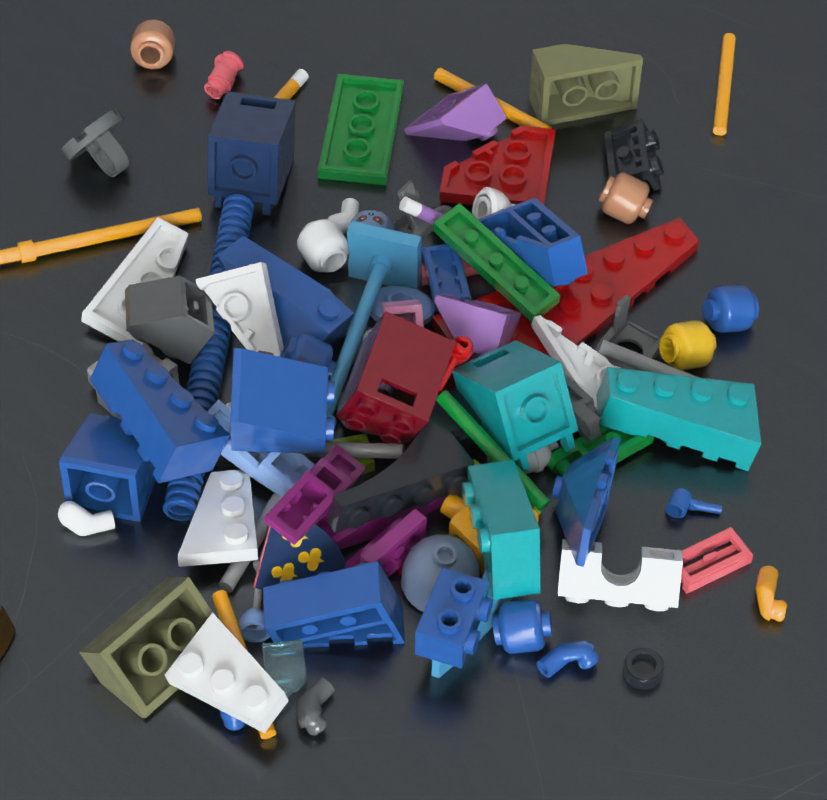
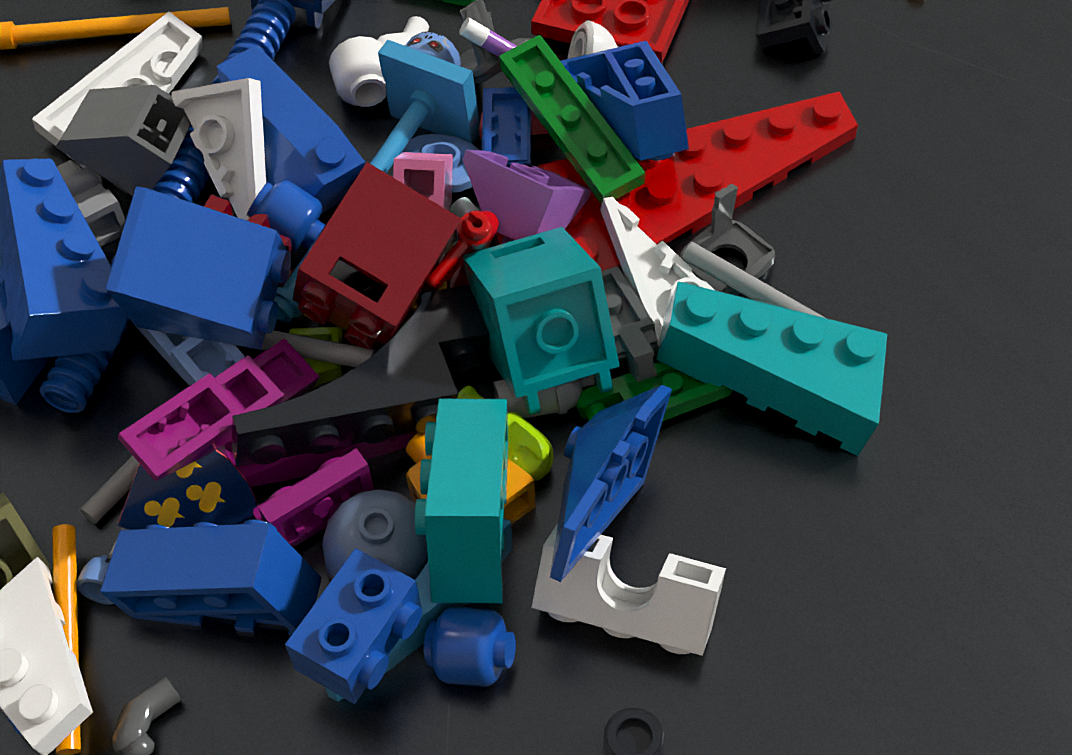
camera: 15 degrees right, 5 degrees up
(222, 523) = (86, 440): white wing -> none
(285, 664) = (121, 655): clear light blue tile -> none
(488, 445) = (491, 378): green bar -> none
(582, 651) = (527, 697): blue arm -> none
(625, 198) = (771, 57): nougat head -> none
(682, 500) = (751, 486): blue hand -> none
(687, 345) = (809, 264): yellow head -> none
(715, 563) = (779, 602): coral tile -> none
(730, 308) = (880, 221): blue head -> none
(765, 593) = (841, 651): light orange arm -> none

